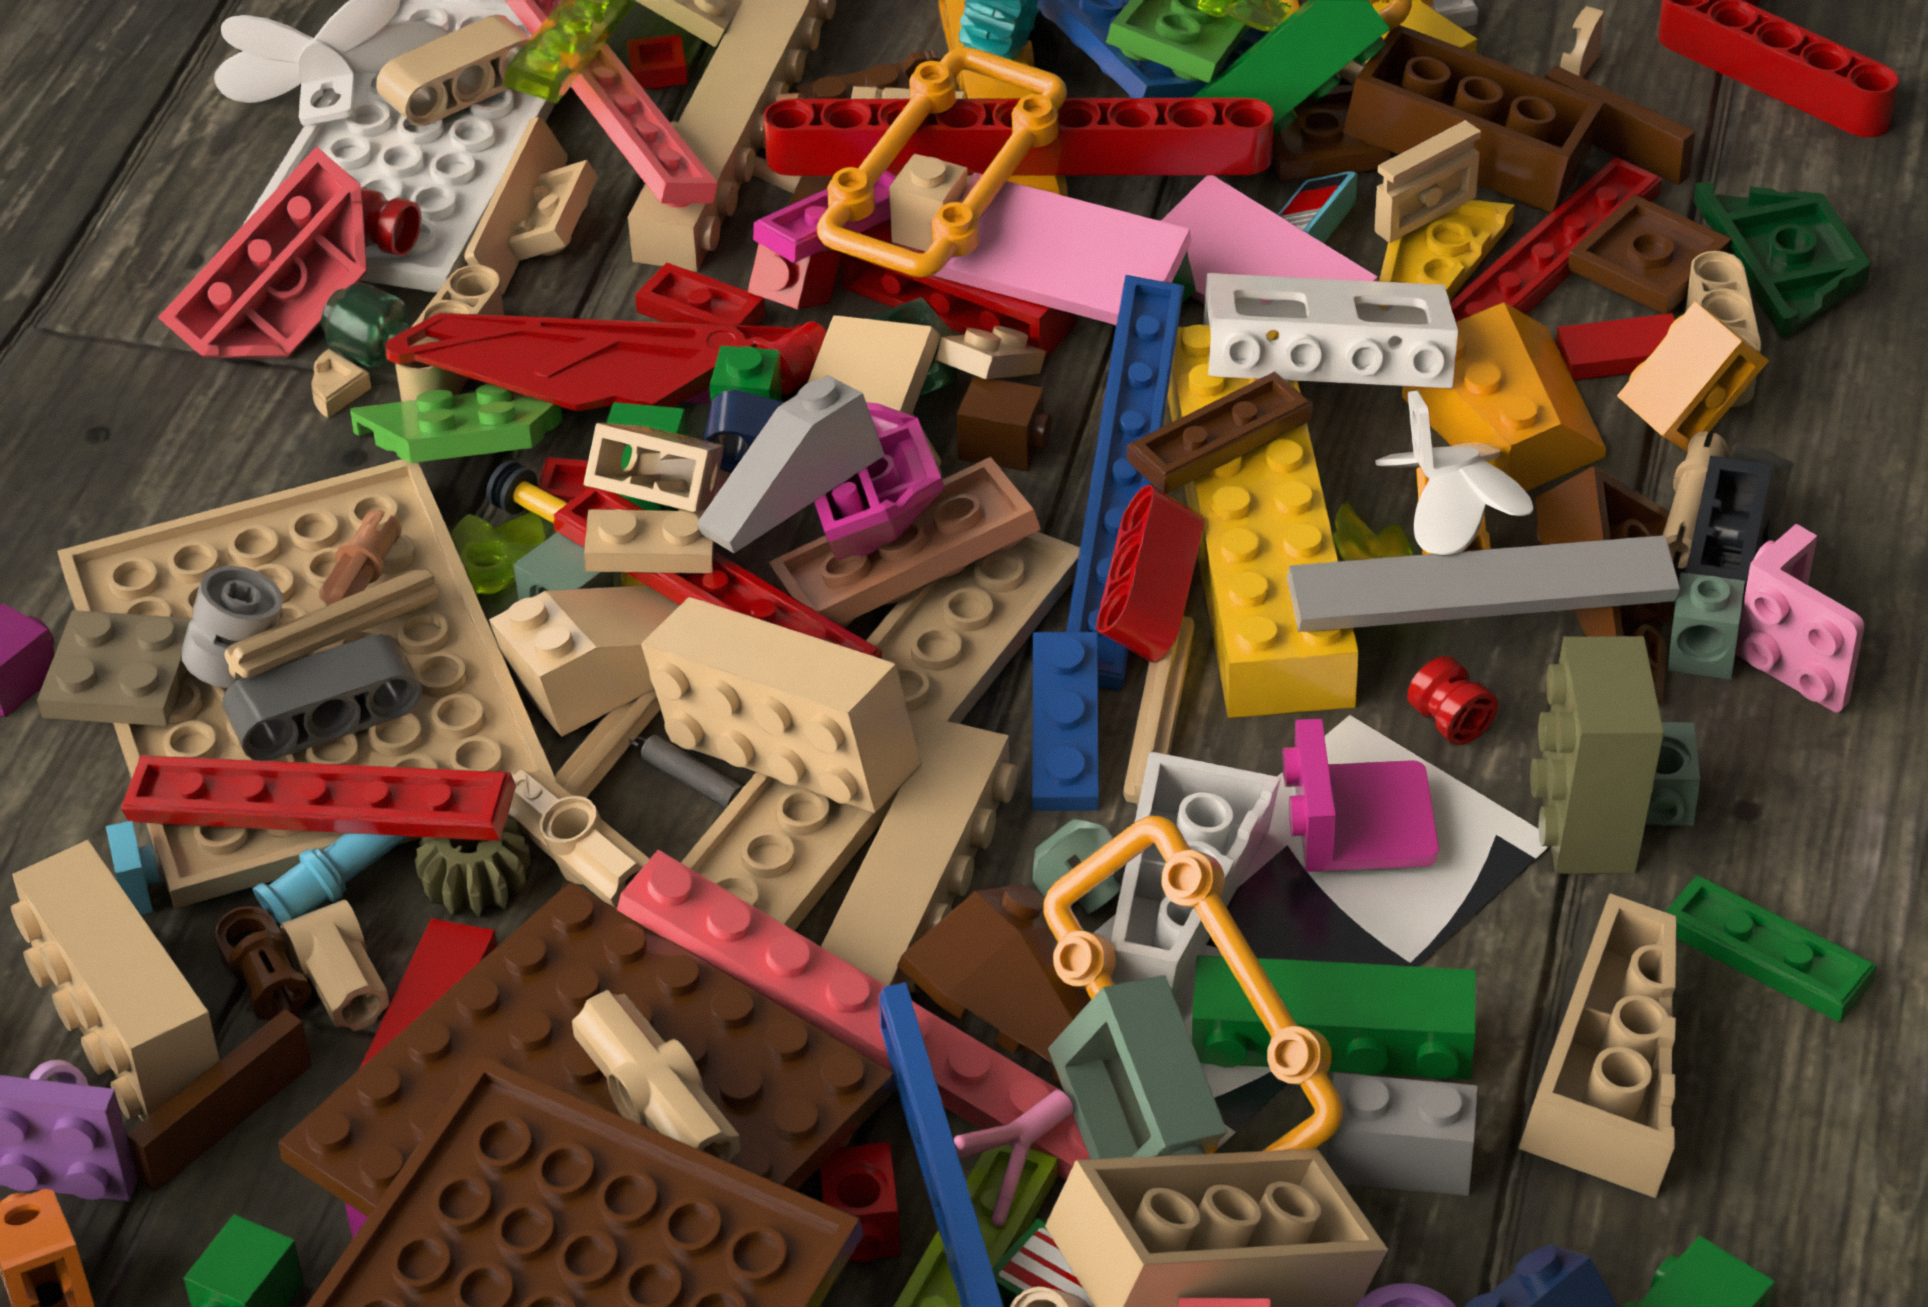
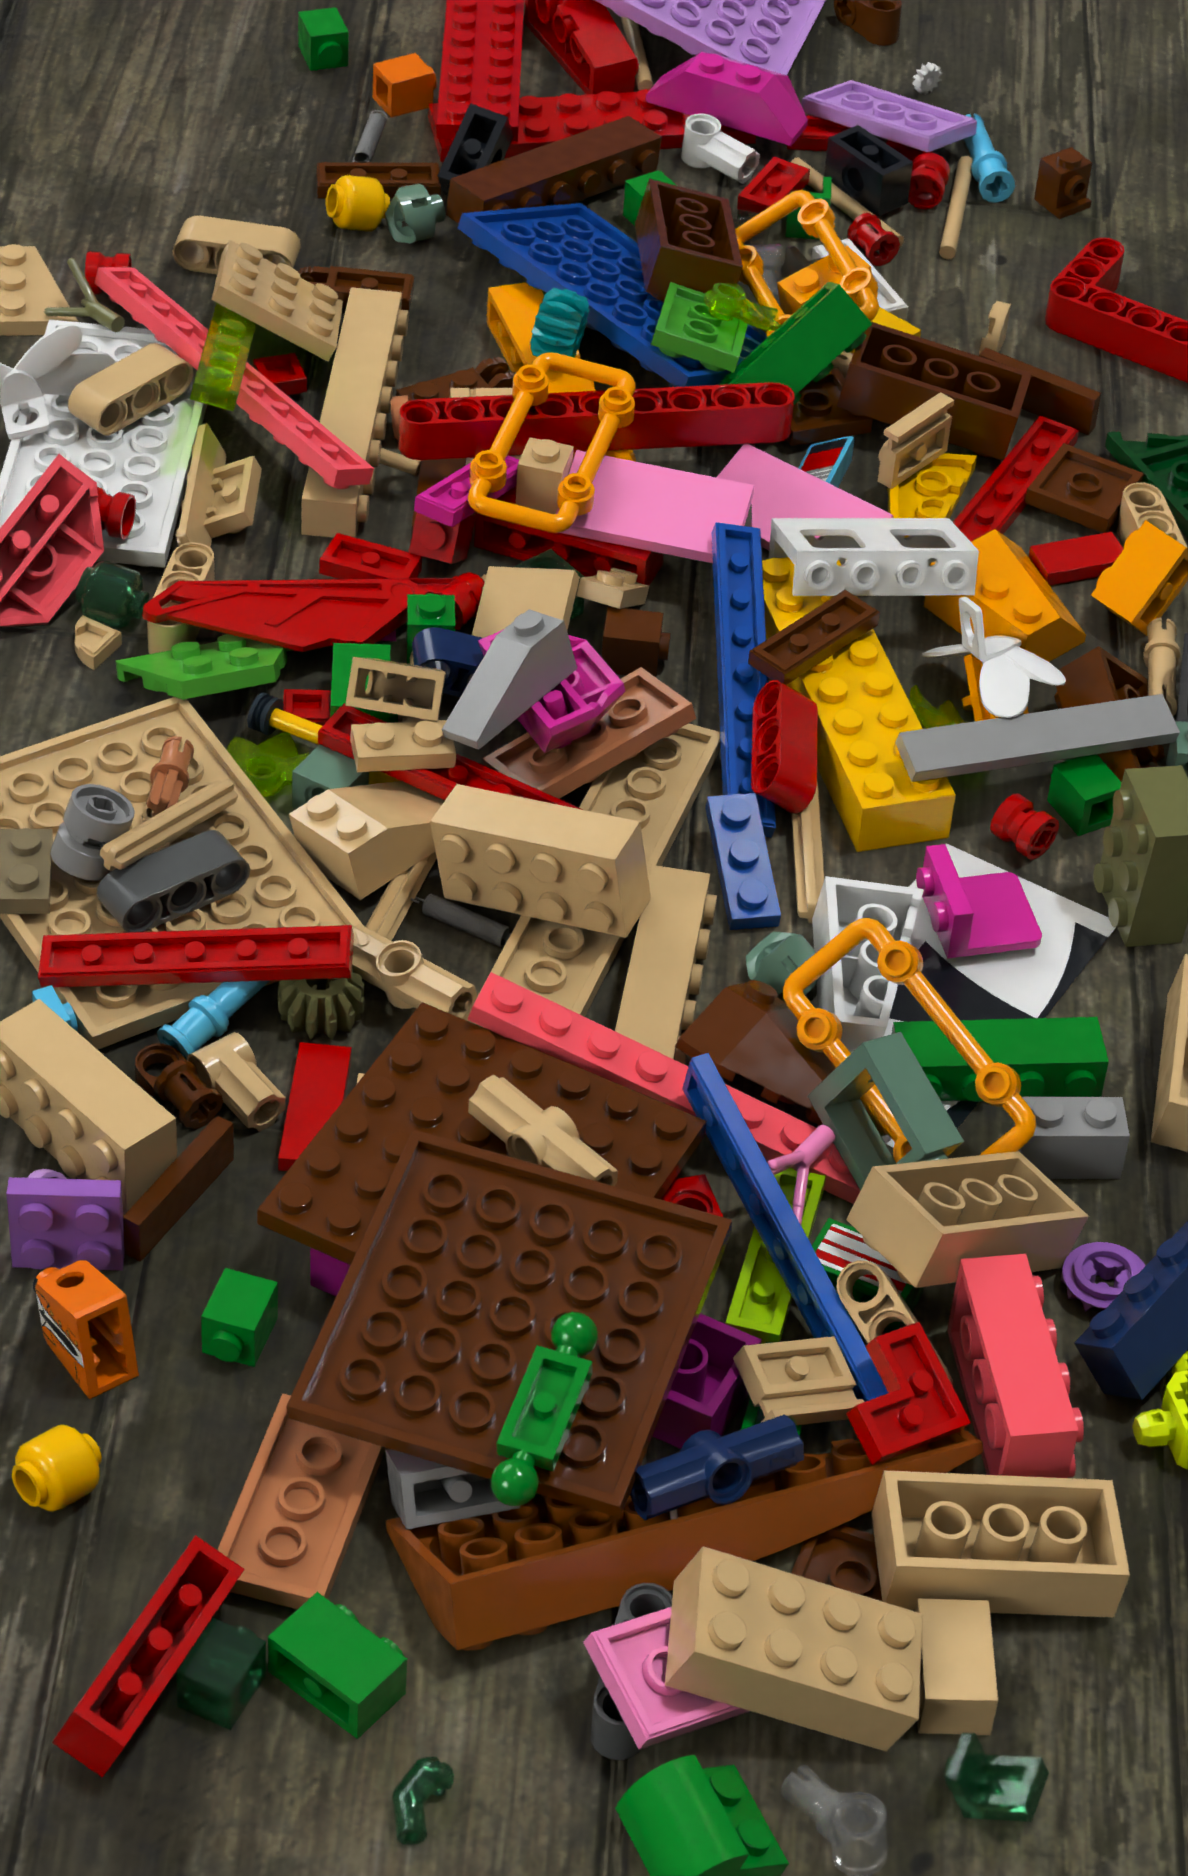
camera: 15 degrees left, 0 degrees up
(1528, 649) = (1083, 793): none -> green brick

